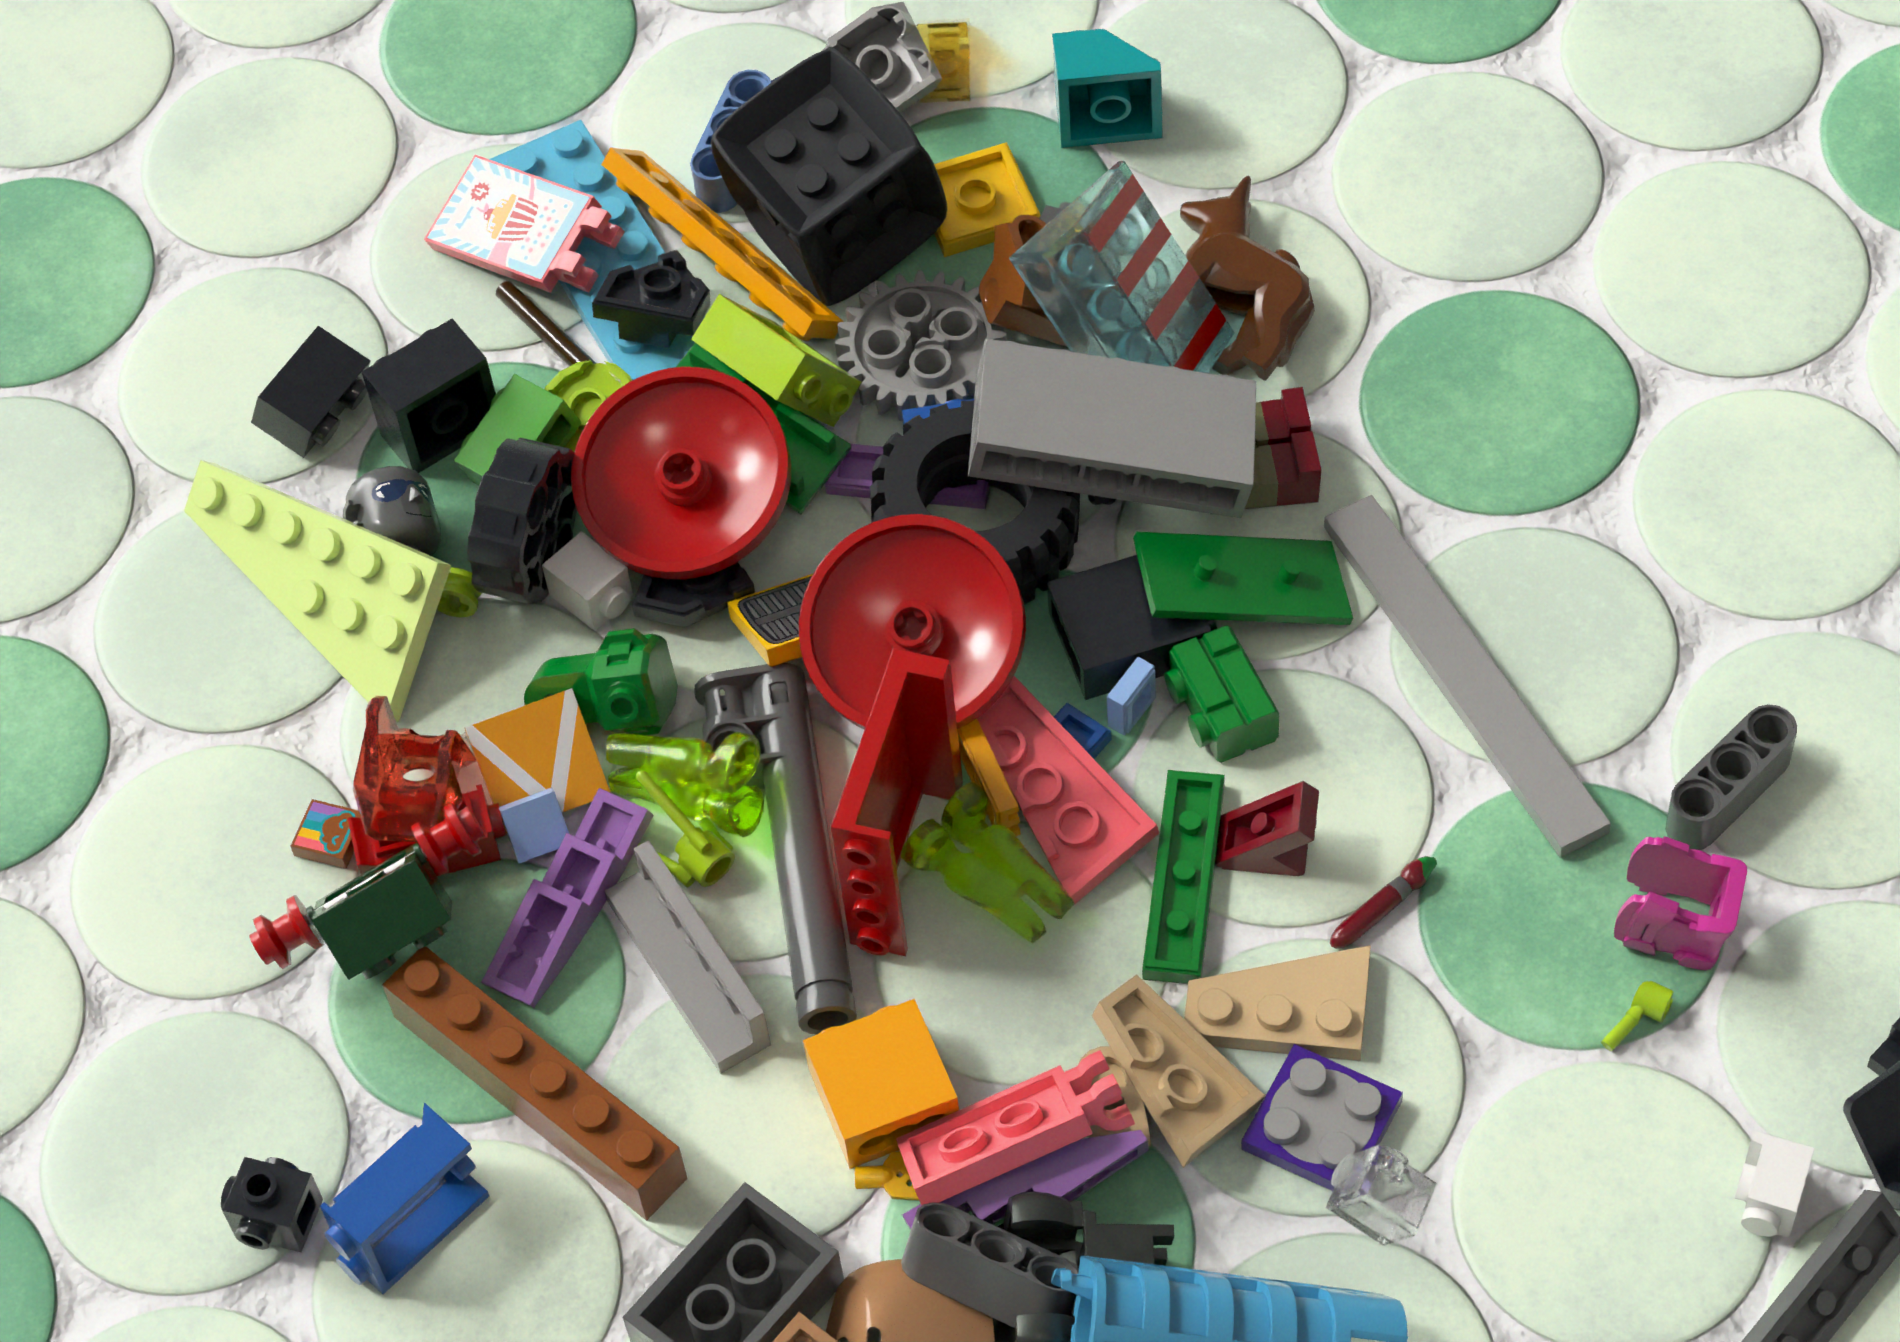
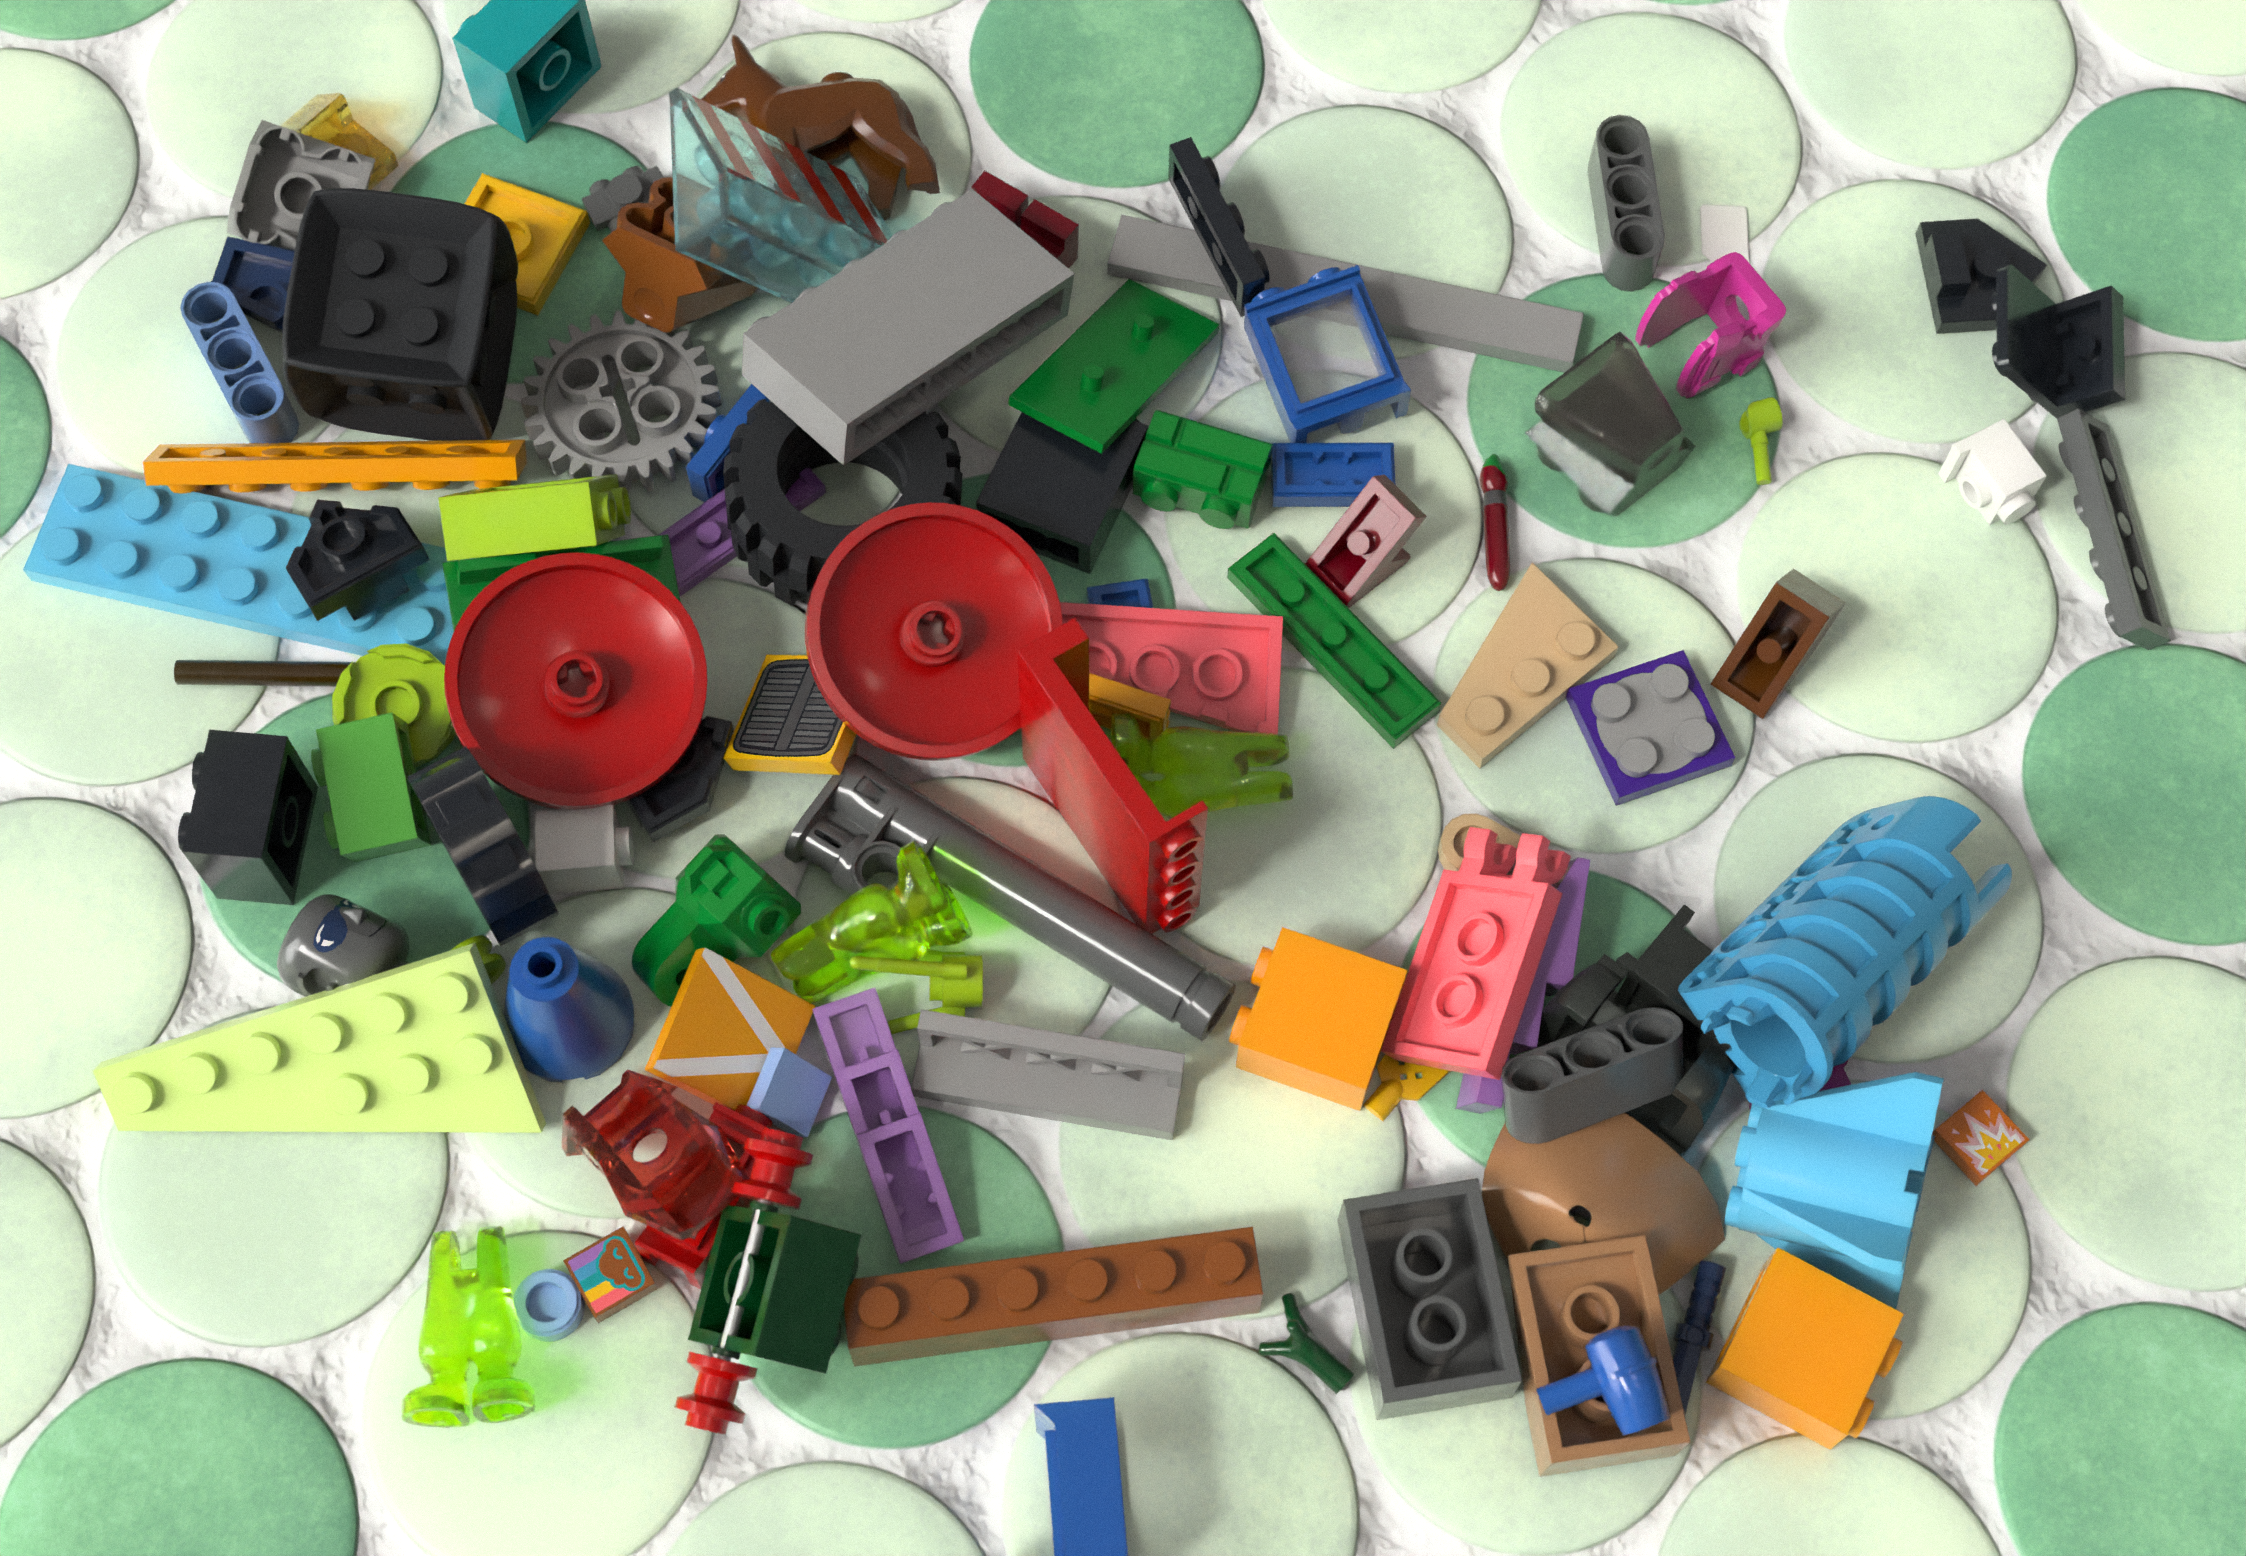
camera: 55 degrees left, 10 degrees up
(218, 787) = (467, 1321): none -> clear neon green piece
(277, 817) = (548, 1305): none -> tile
(311, 393) = (123, 916): black brick -> none
(471, 656) = (566, 1011): none -> blue cone
(521, 226) = (137, 601): tile -> none
(643, 1259) = (1307, 1349): none -> dark green bar
(1131, 696) = (1136, 535): light blue tile -> none
(1174, 1069) = (1520, 791): tan wing -> none
(1293, 756) = (1326, 472): none -> blue plate
(1380, 1194) = (1769, 737): clear brick -> none
(1387, 690) = (1324, 353): none -> blue window
(1414, 549) = (1216, 223): none -> black plate
(1478, 1143) = (1777, 642): none -> reddish brown slope
(1526, 905) = (1609, 428): none -> clear smoke piece
(1788, 871) = (1724, 231): none -> white sticker

